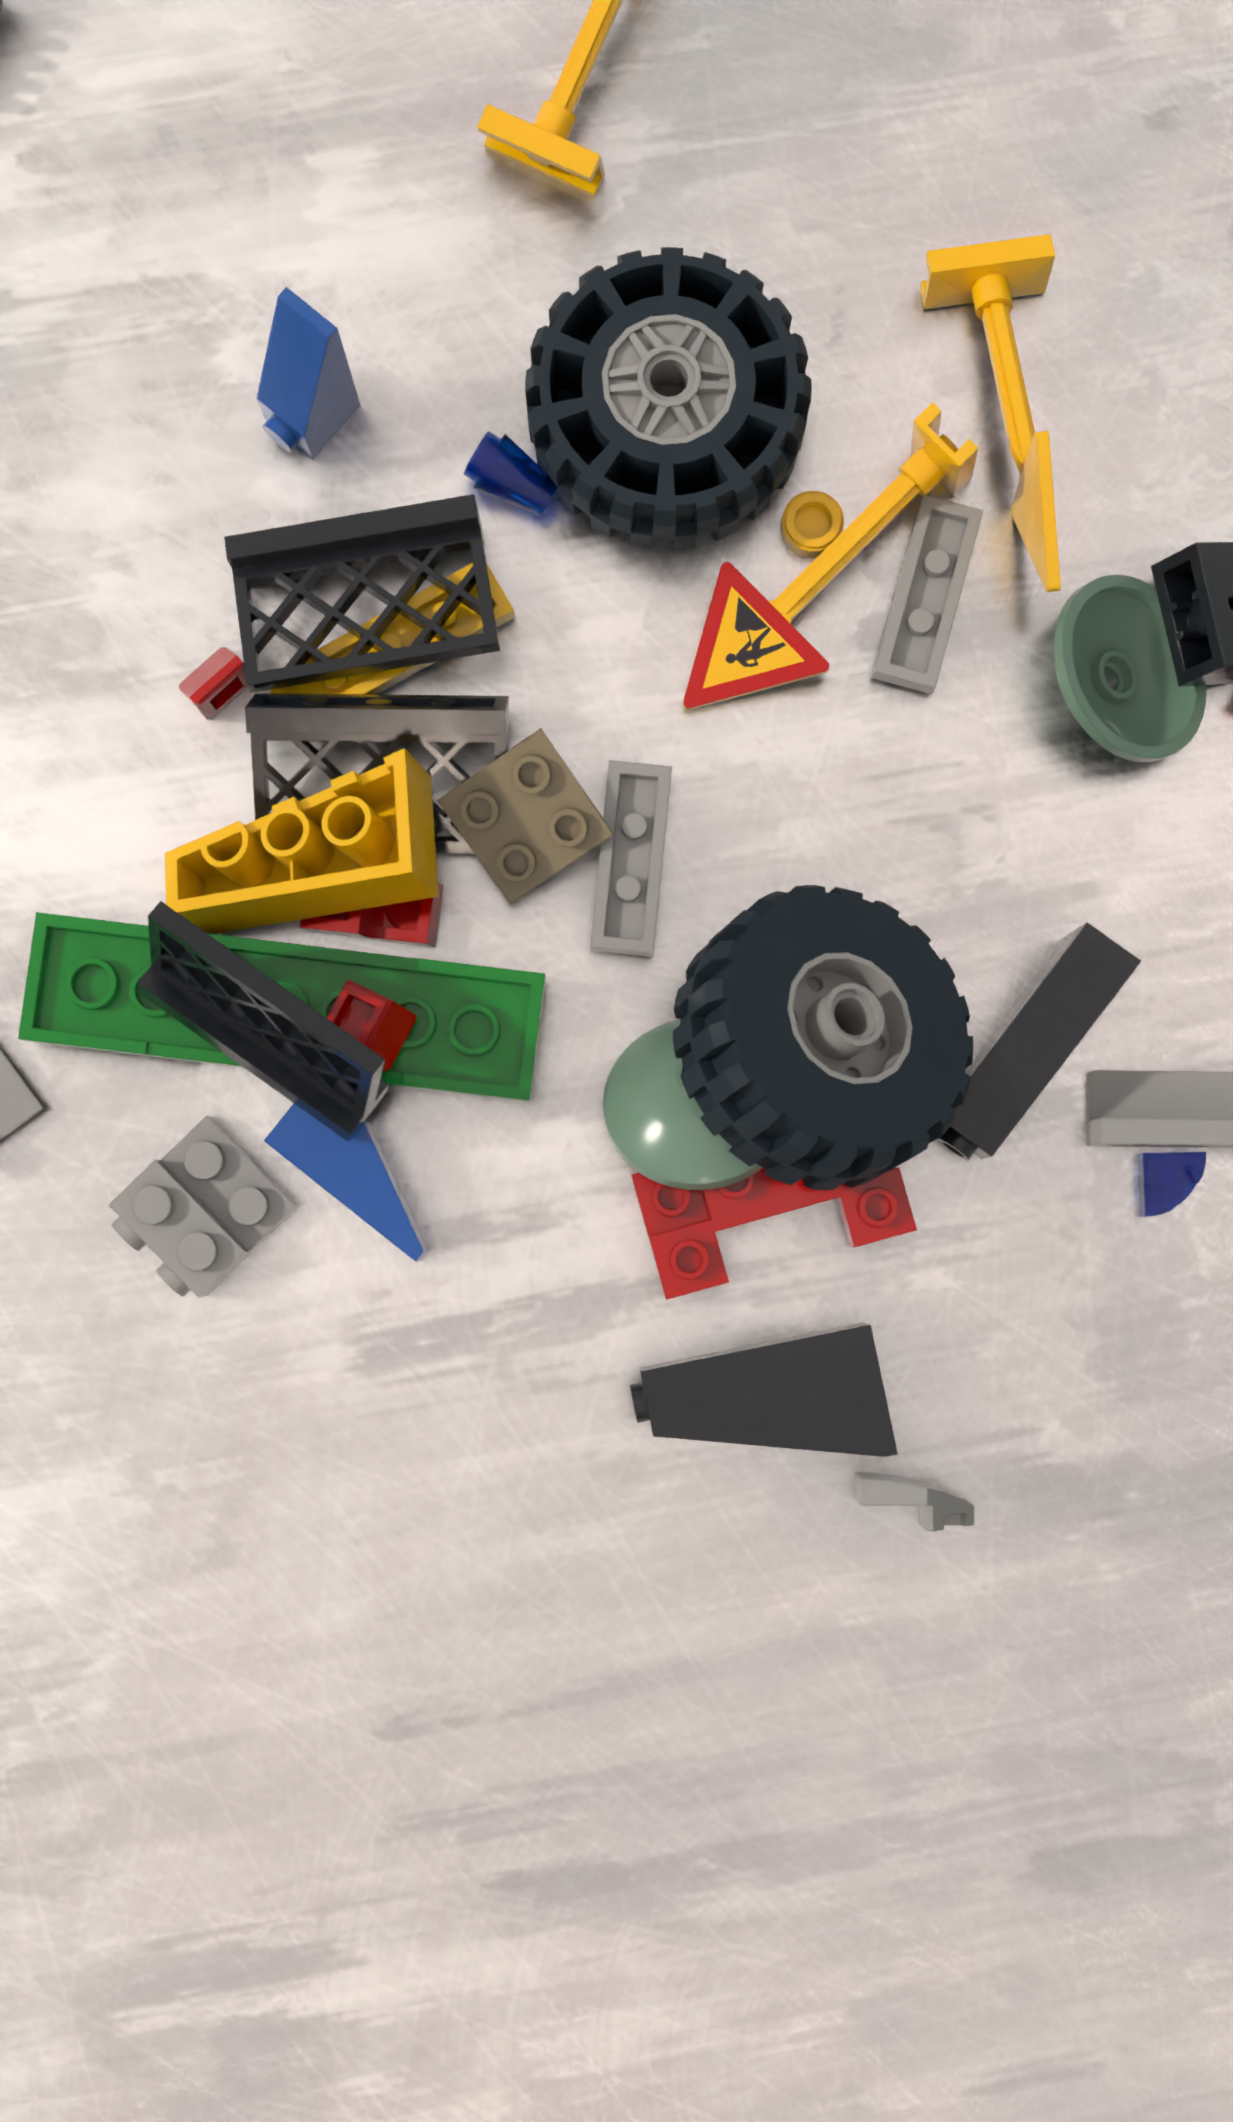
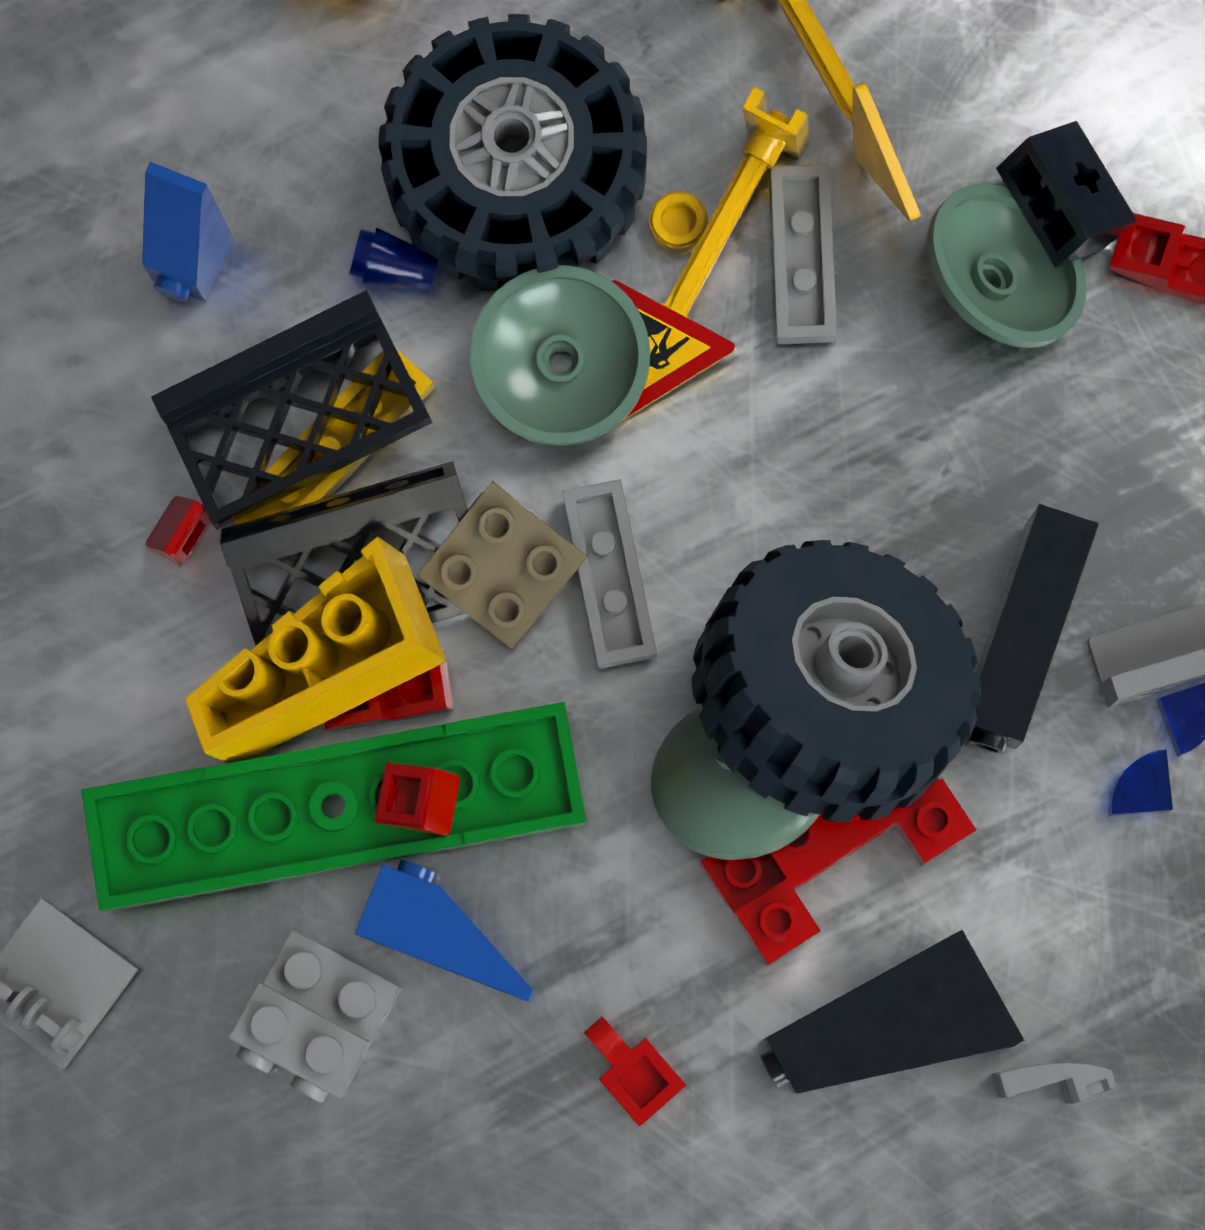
camera: 10 degrees left, 5 degrees down
(260, 1024) = (323, 825): black fence -> none
(502, 1367) = (637, 1076): none -> red plate
(638, 578) = (551, 314): none -> sand green dish
(1096, 1236) = (1143, 787): none -> clear blue tile

